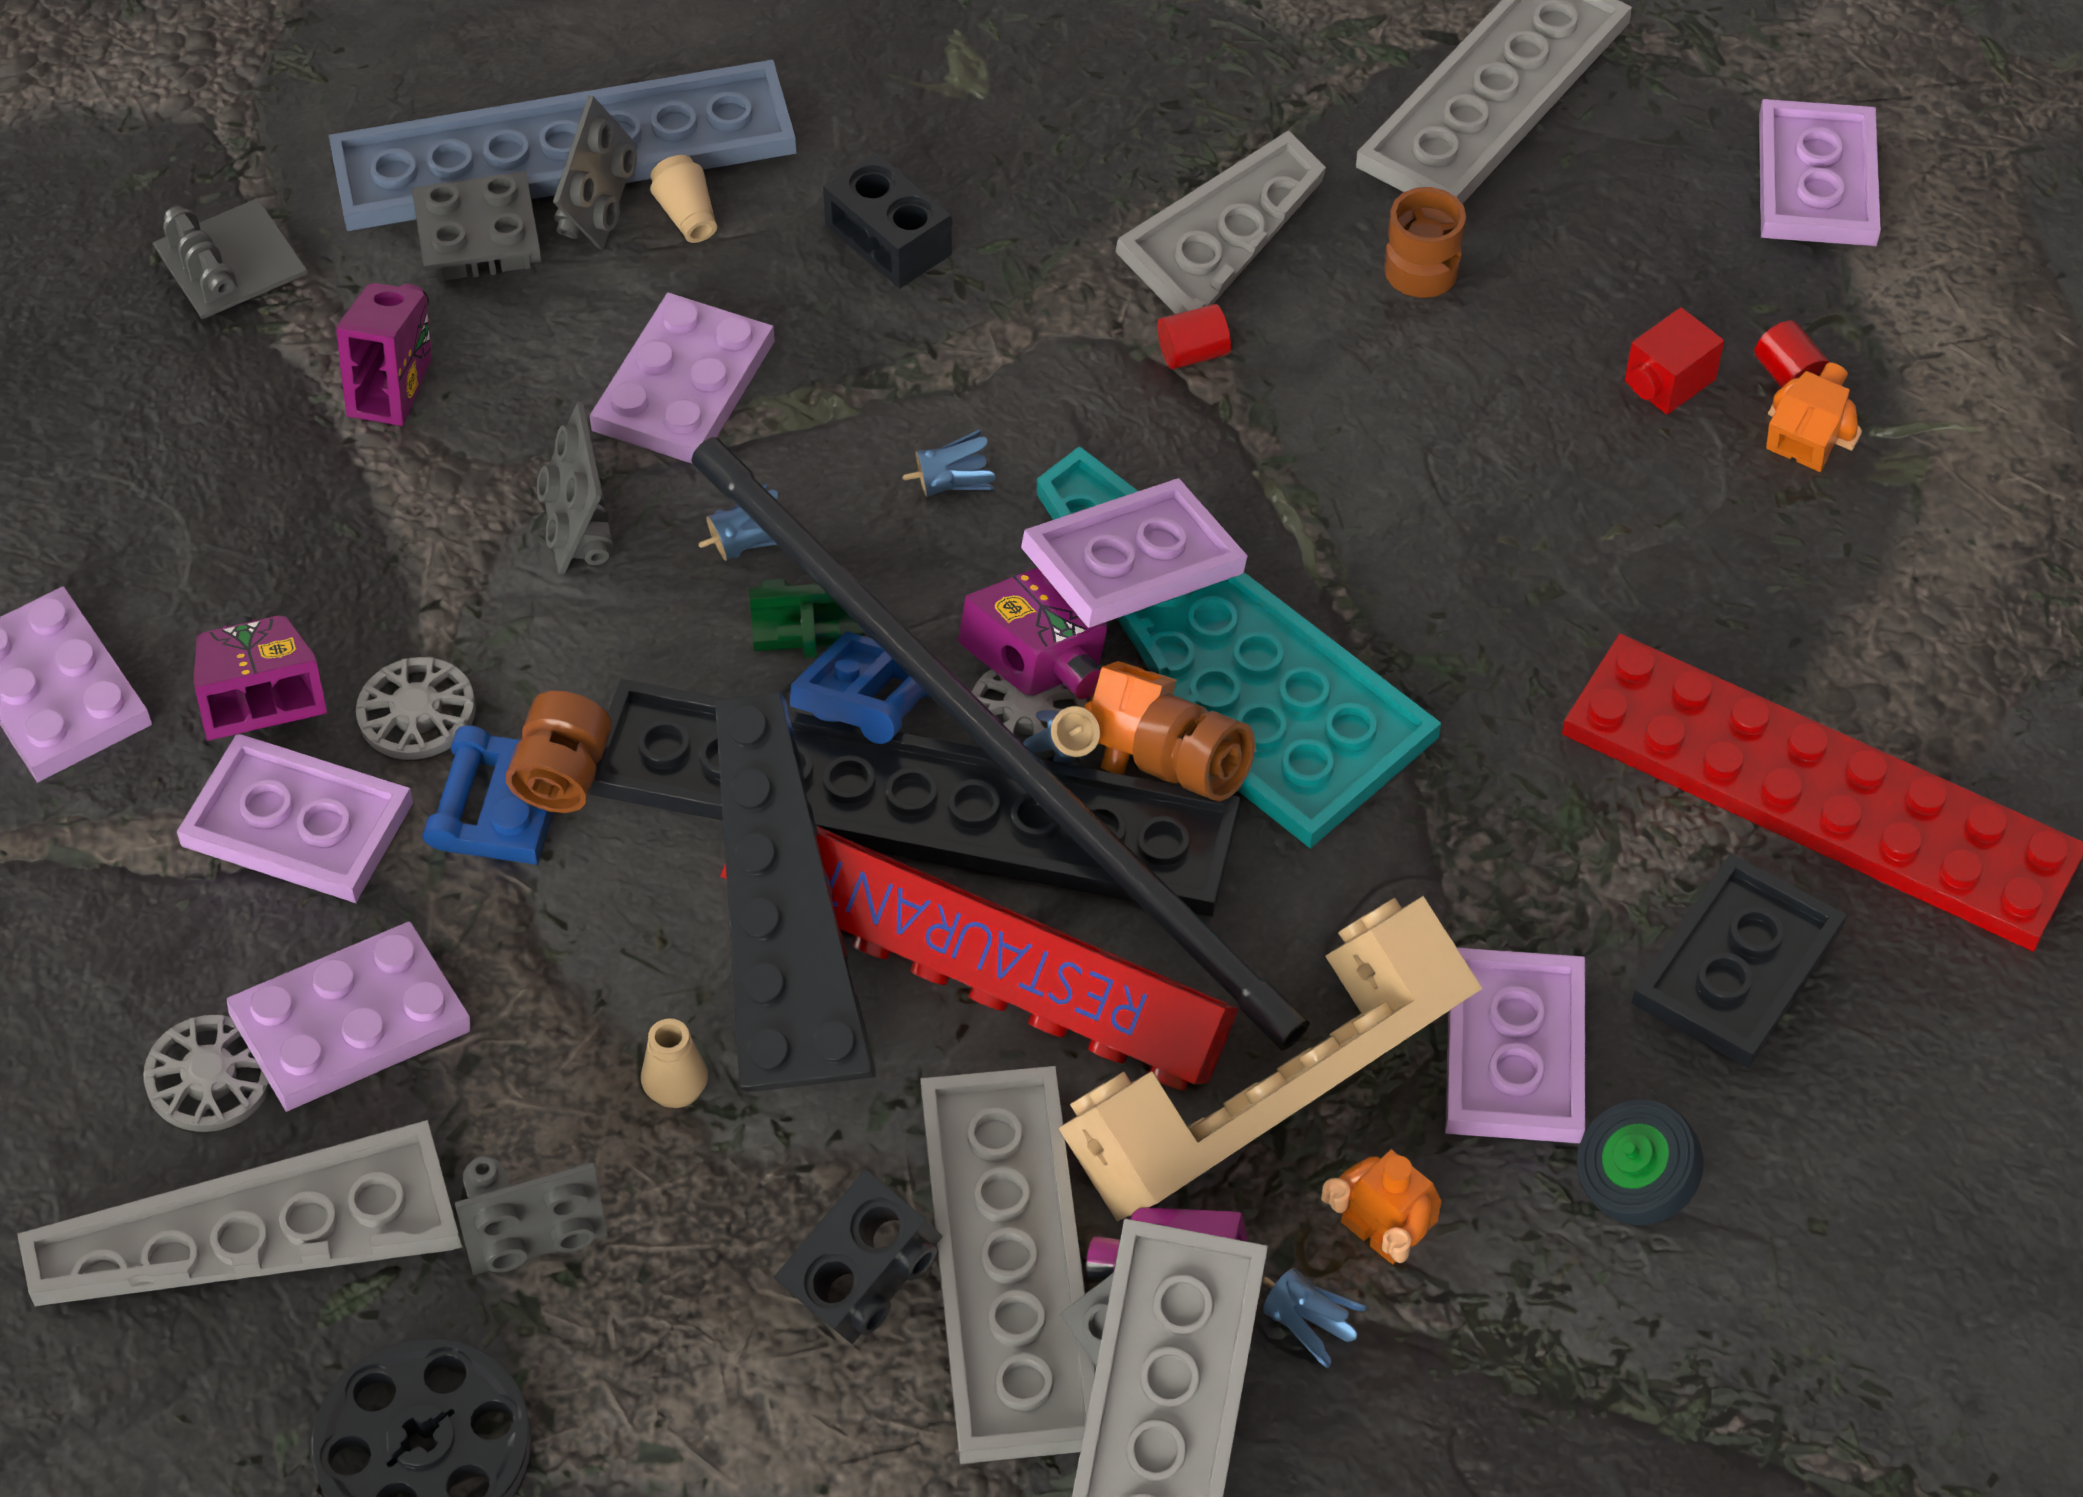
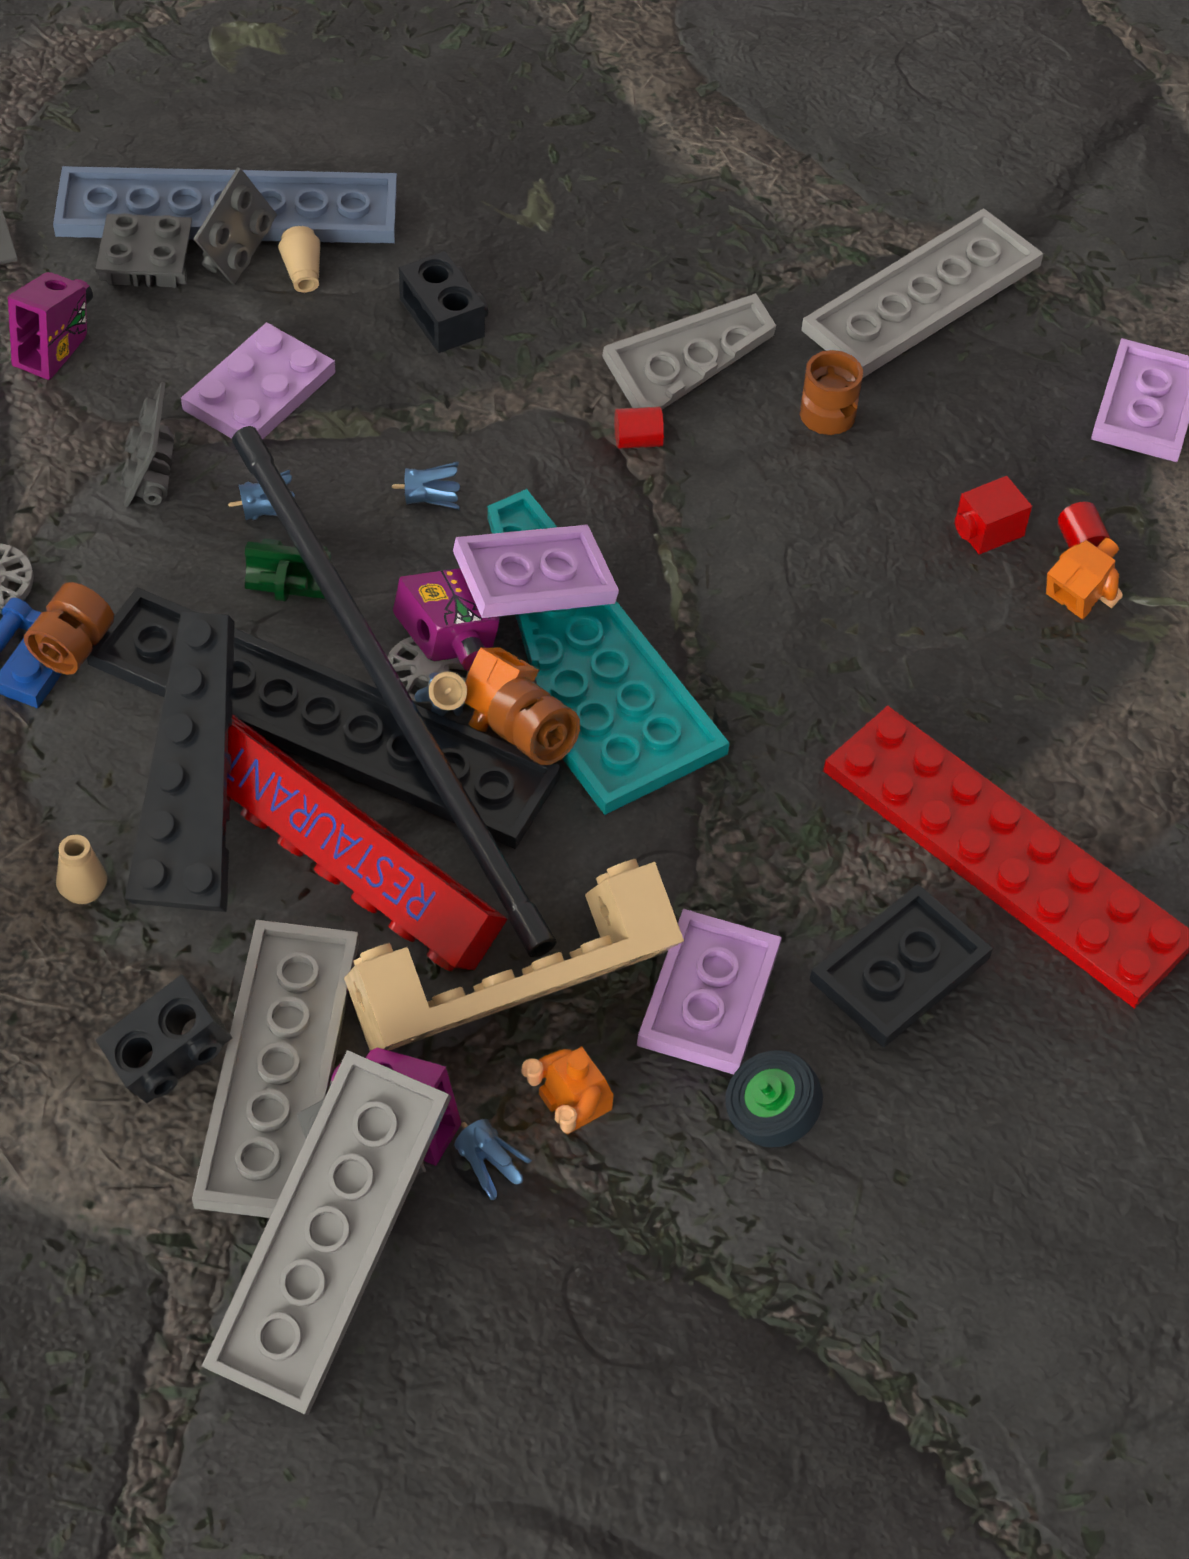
camera: 10 degrees right, 0 degrees up
(847, 679) = (295, 624): blue plate -> none

